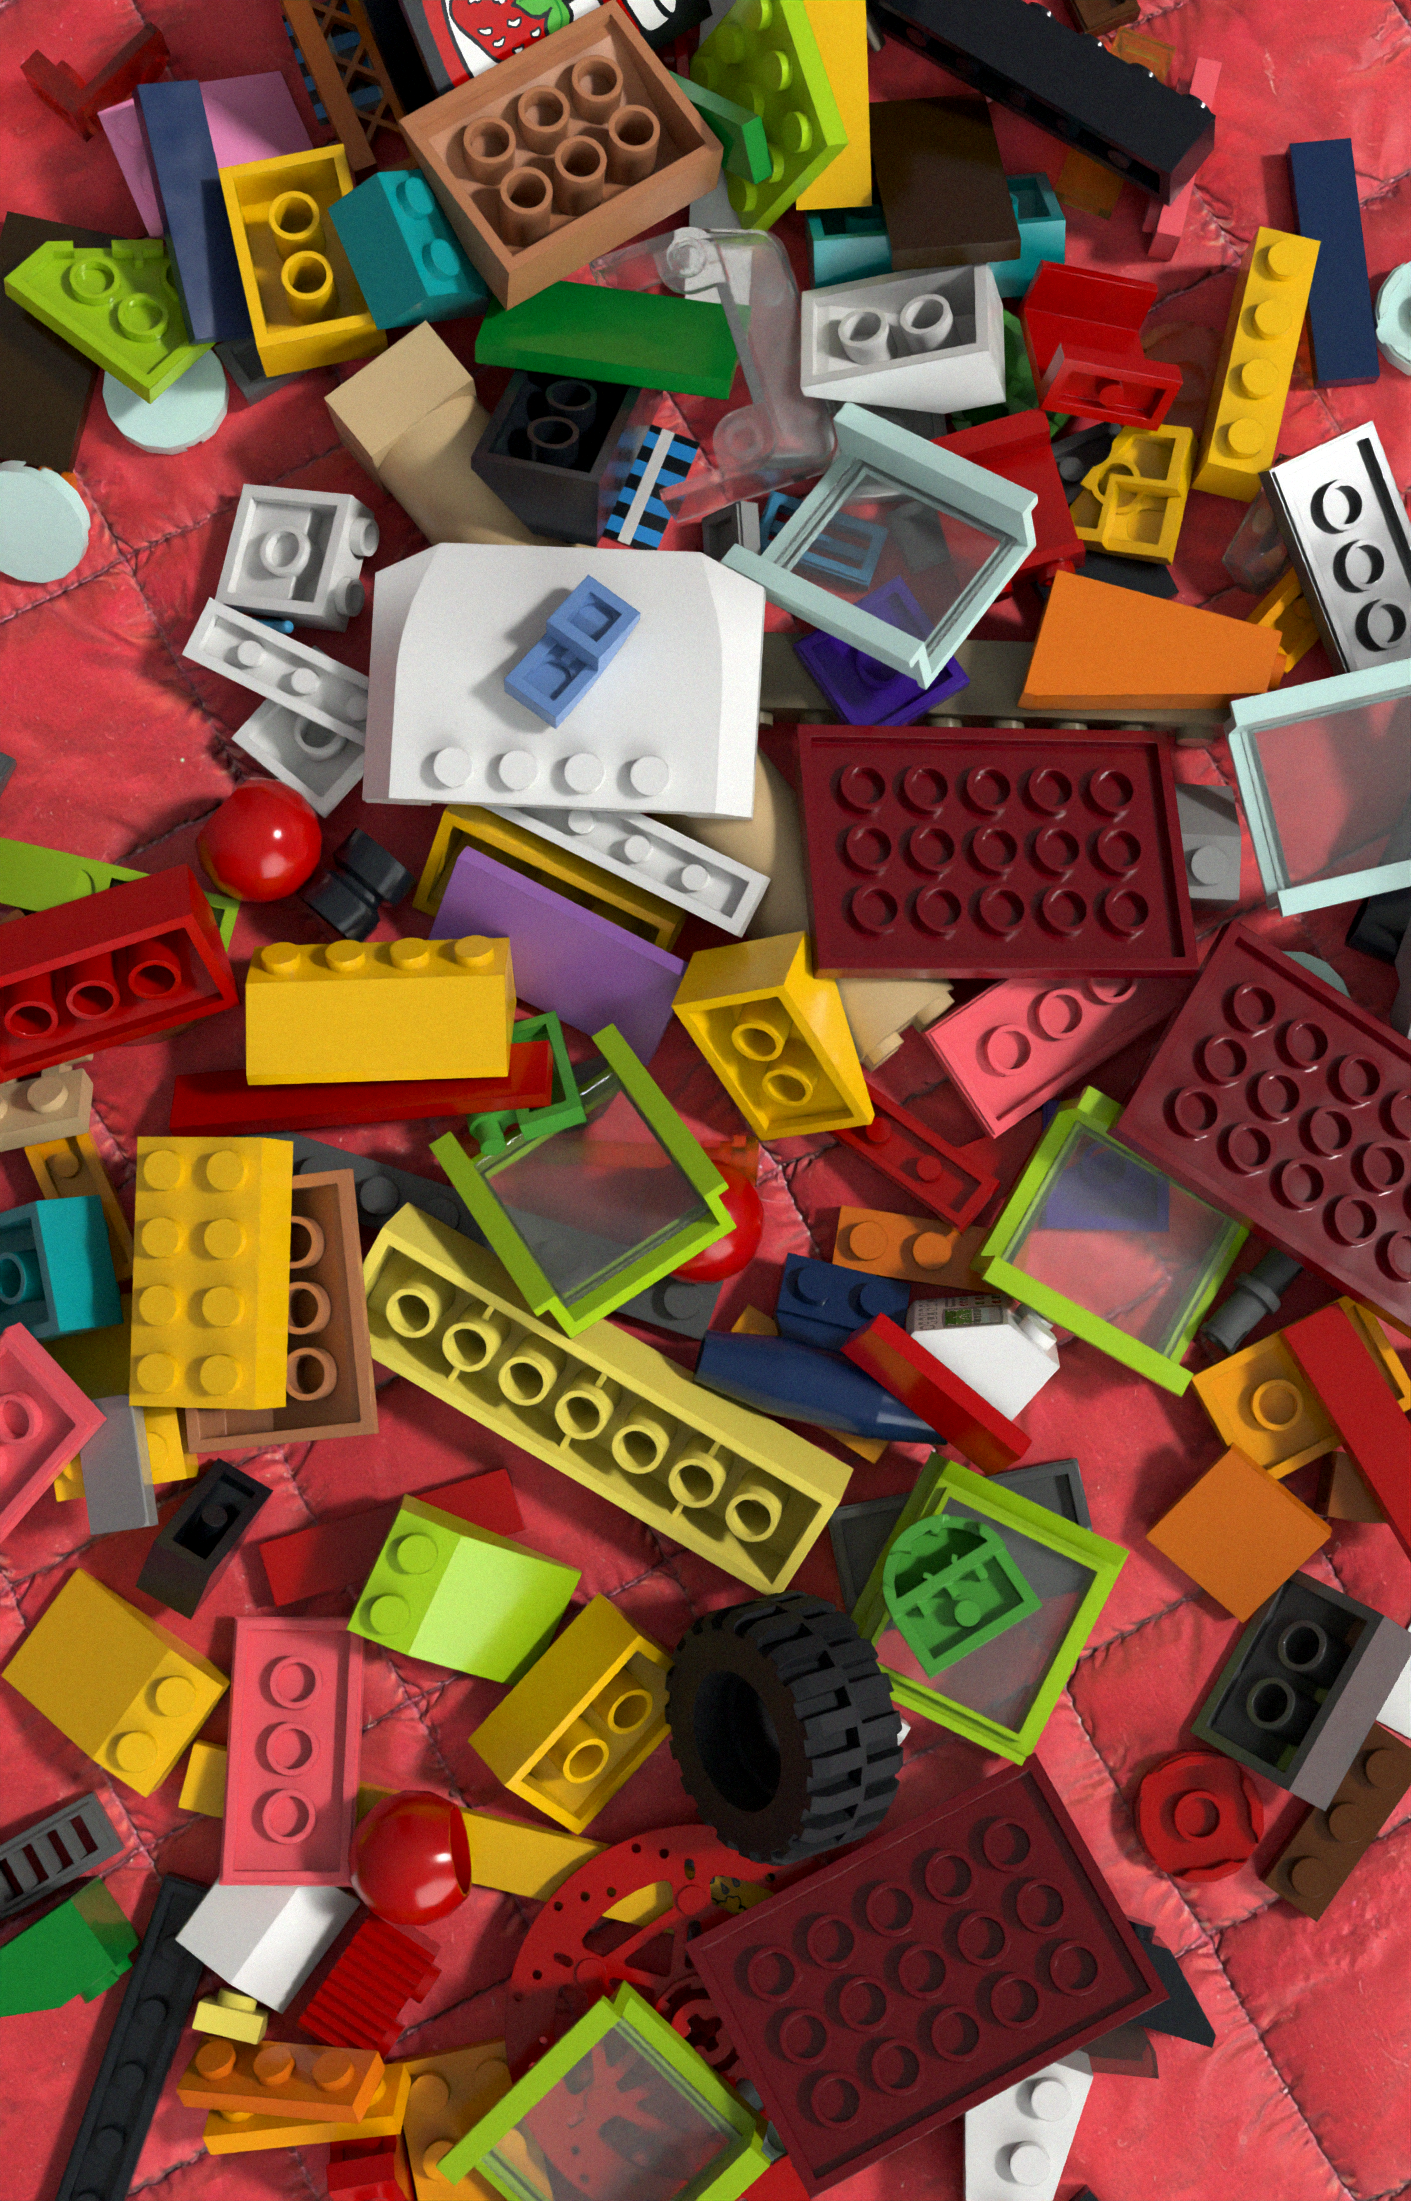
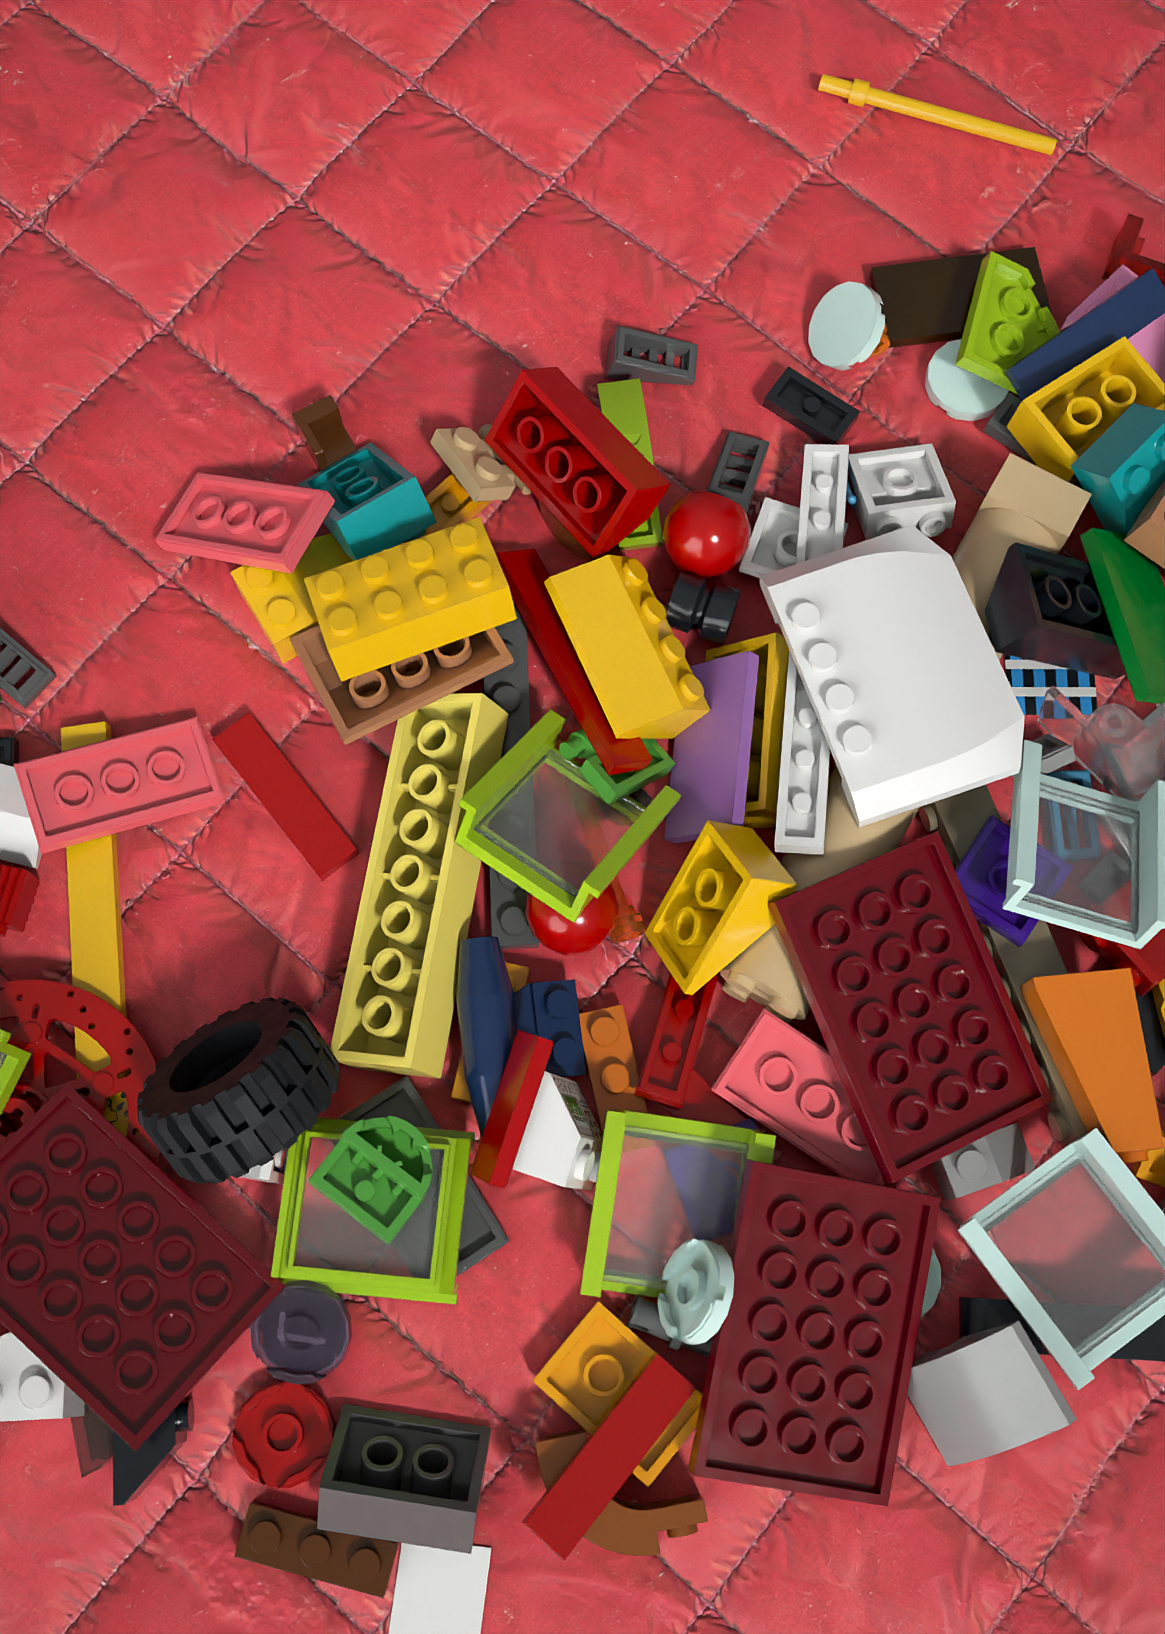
camera: 70 degrees right, 10 degrees down
(117, 1682) = (127, 662): yellow slope -> none
(118, 1470) = (262, 597): light grey slope -> none
(124, 621) = (810, 408): none -> black plate
(202, 1538) = (240, 675): black slope -> none
(210, 782) = (746, 446): none -> dark grey slope
(411, 1858) = (69, 879): red helmet -> none
(461, 1595) = (259, 850): lime slope -> none
(573, 652) = (922, 660): medium blue slope -> none
(581, 1716) = (203, 960): yellow slope -> none
(1094, 1750) = (302, 1333): none -> clear purple tile
(1231, 1256) = (696, 1291): none -> light aqua tile
(1238, 1532) = (499, 1381): orange tile -> none

